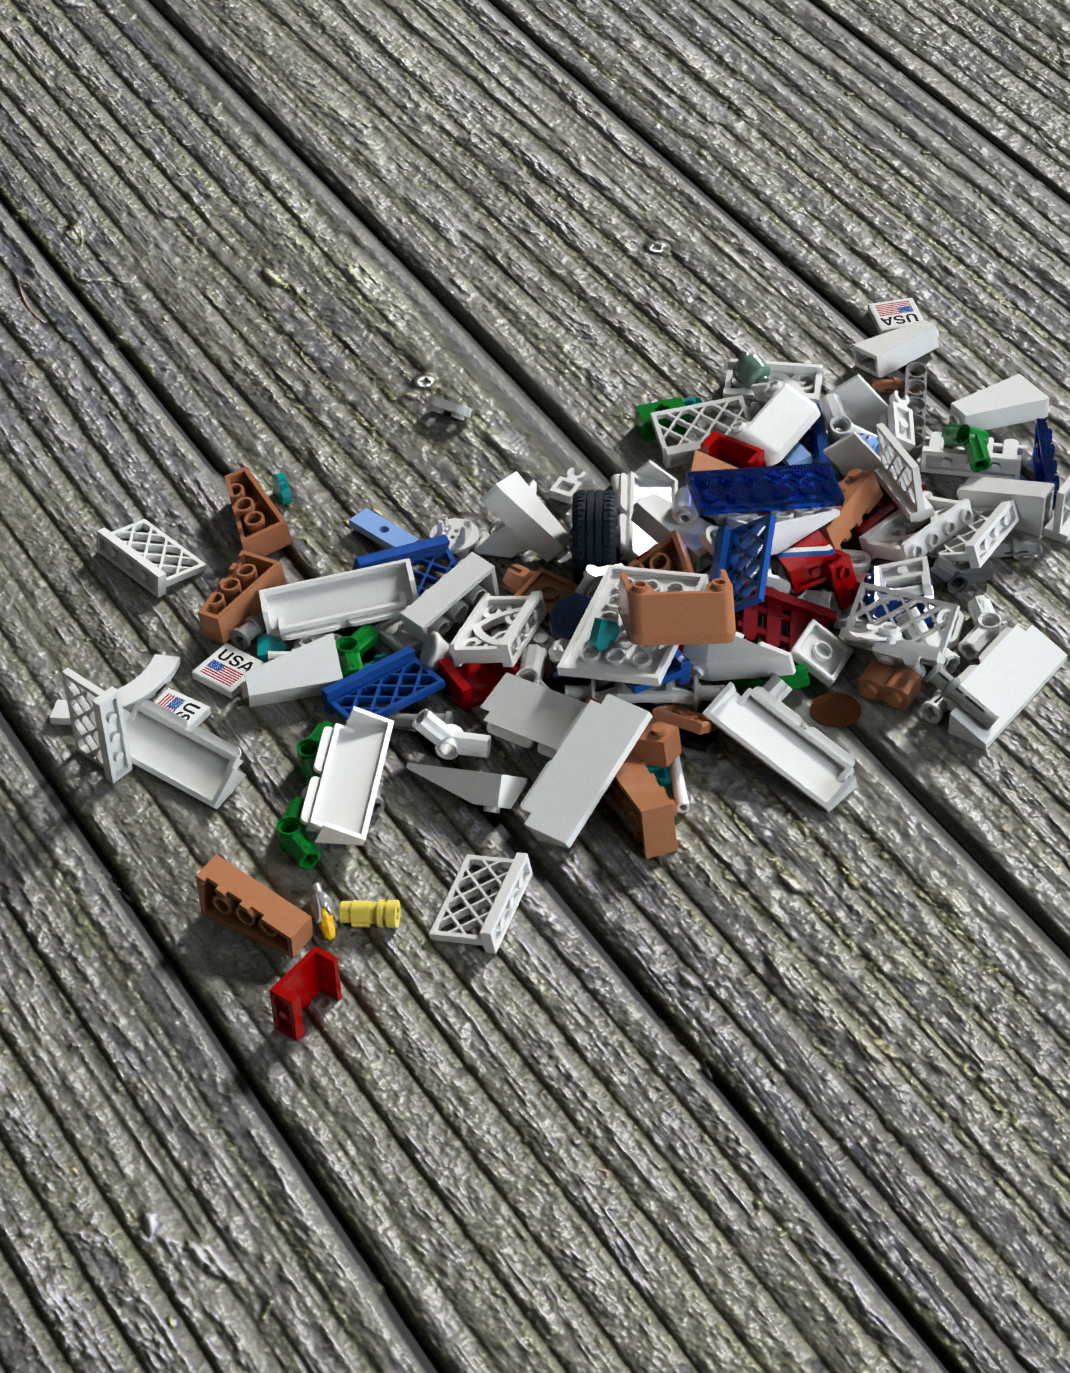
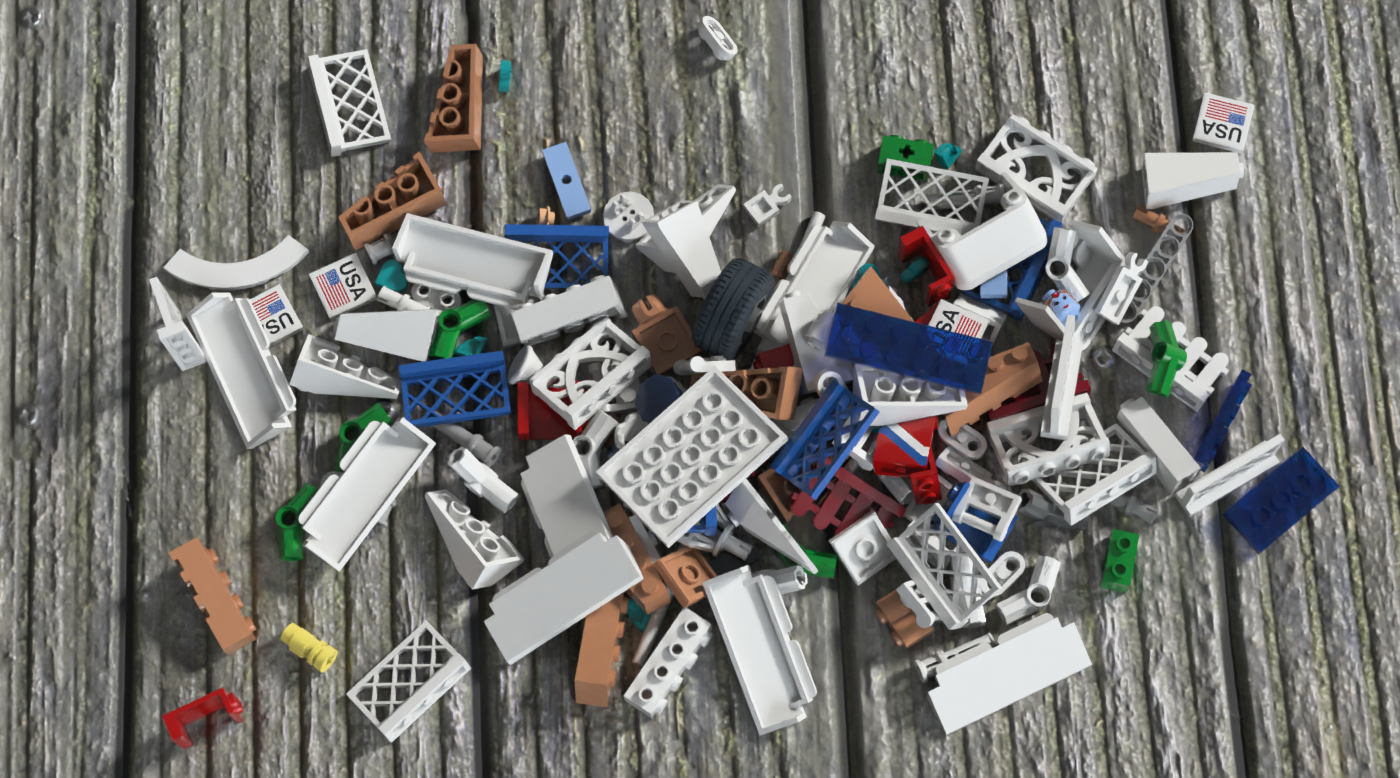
camera: 30 degrees right, 30 degrees up
(251, 724) = (328, 371): none -> white wedge
(323, 911) = (272, 622): light grey piece -> none
(603, 633) = (650, 462): teal tile -> none
(677, 616) = (720, 494): nougat windscreen -> none
(710, 792) = (667, 663): none -> white brick
(752, 369) = (1022, 145): sand green head -> none
(835, 709) = (843, 615): reddish brown sticker -> none
(884, 633) = (908, 573): white plate -> none
(951, 688) = (941, 670): light grey pin -> none
(1001, 405) = (1240, 306): white slope -> none
(1035, 581) = (1119, 561): none -> green brick

